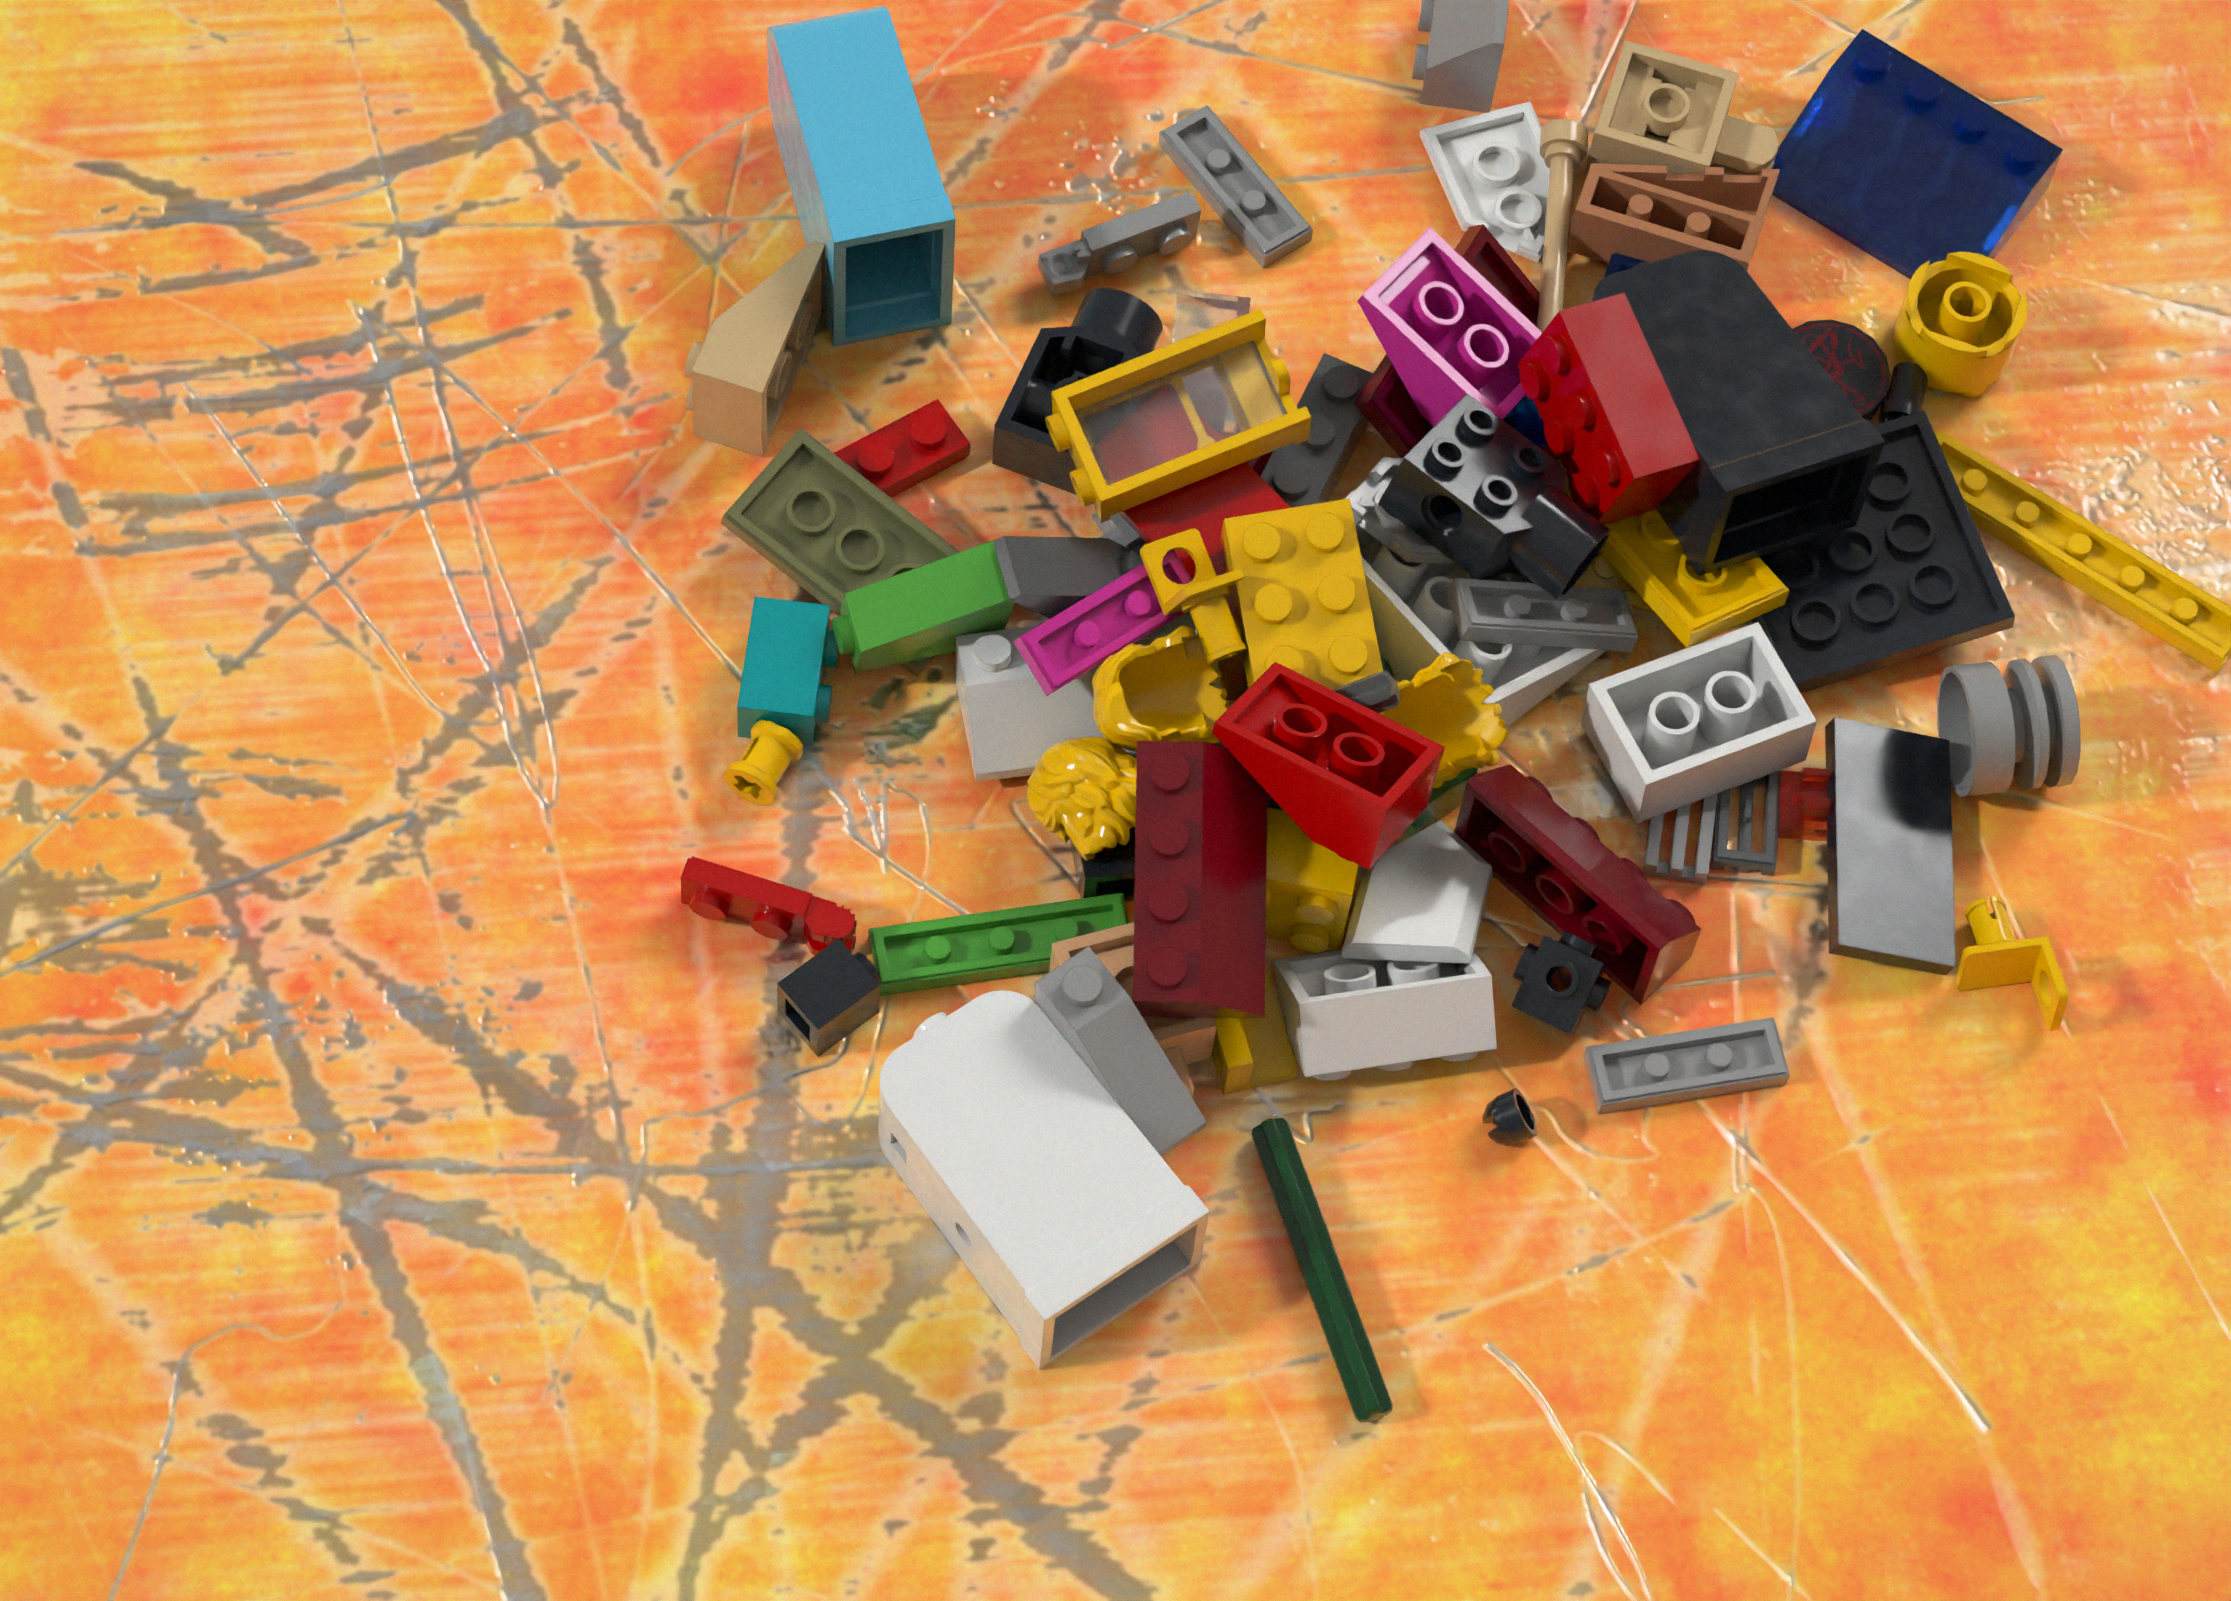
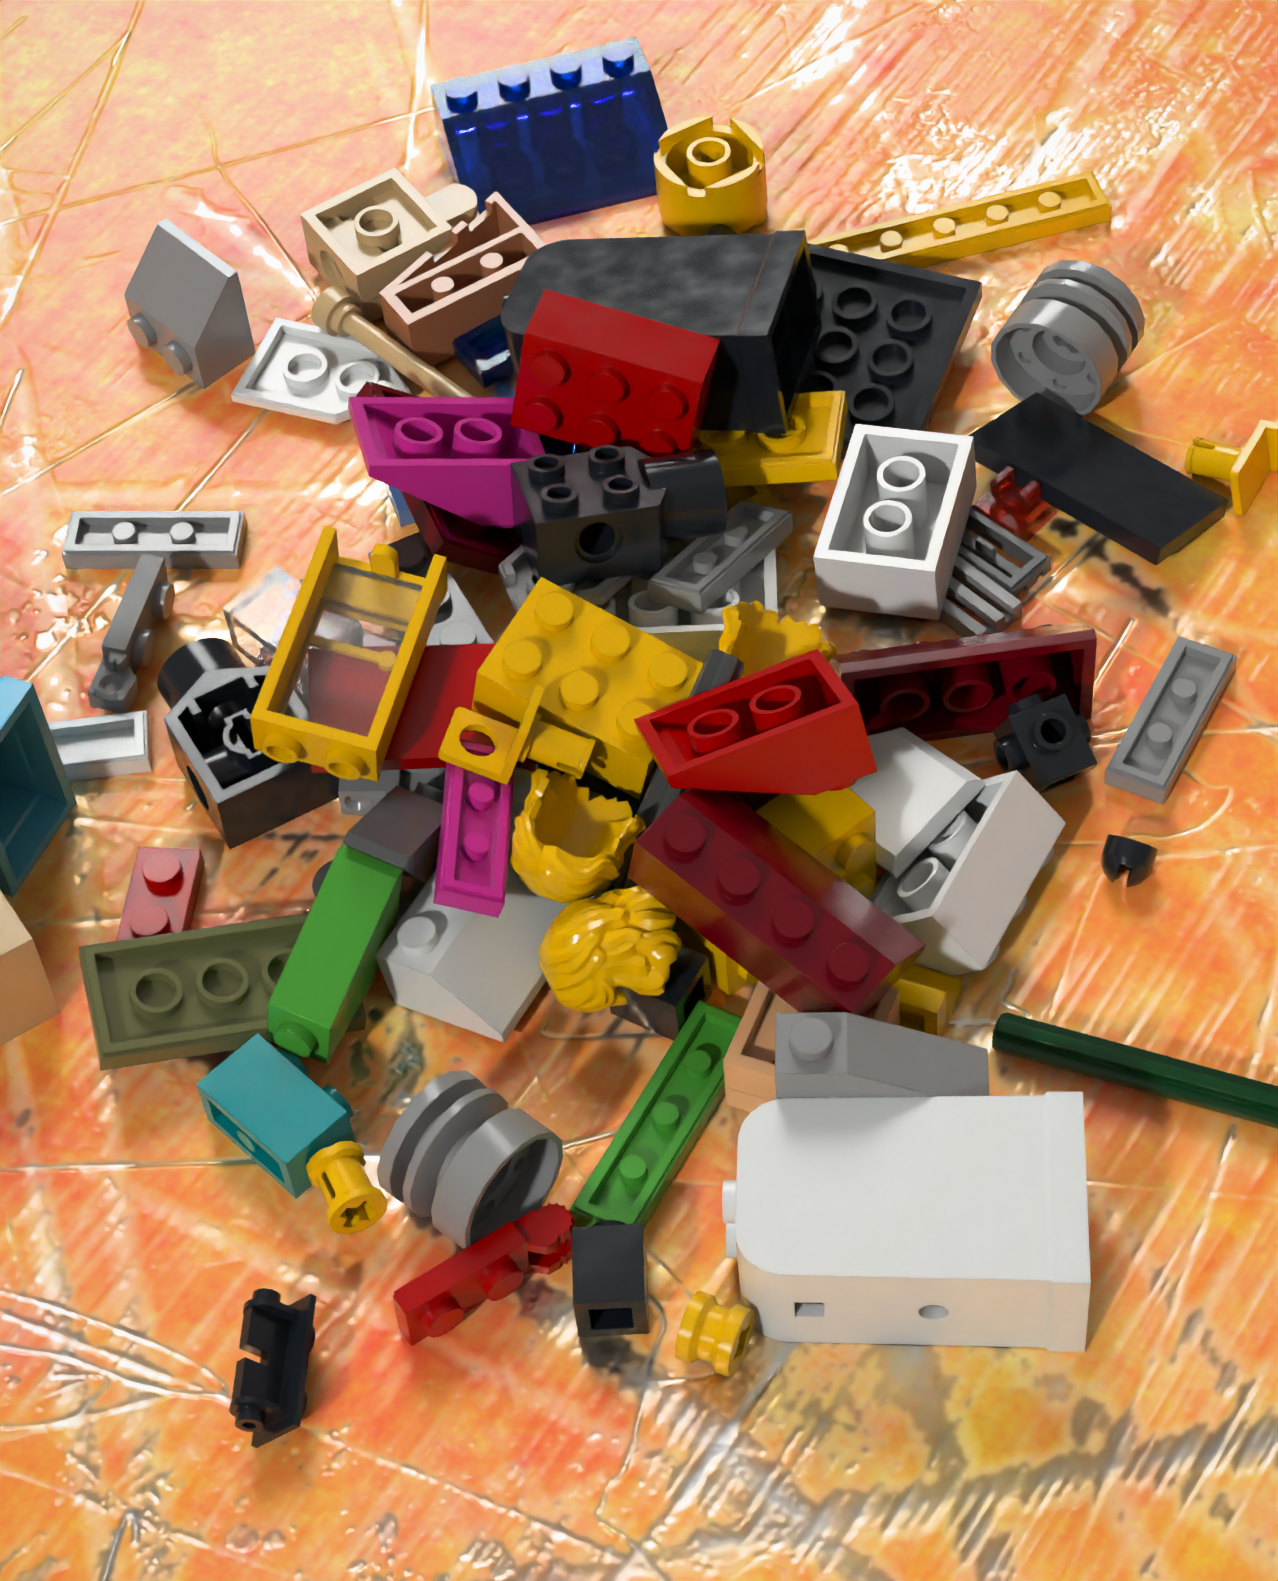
camera: 40 degrees left, 10 degrees down
(559, 837) = (272, 1394): none -> black hinge
(838, 828) = (468, 1158): none -> light grey wheel
(840, 1099) = (714, 1333): none -> yellow wheel
(1003, 294) = (104, 745): none -> white tile

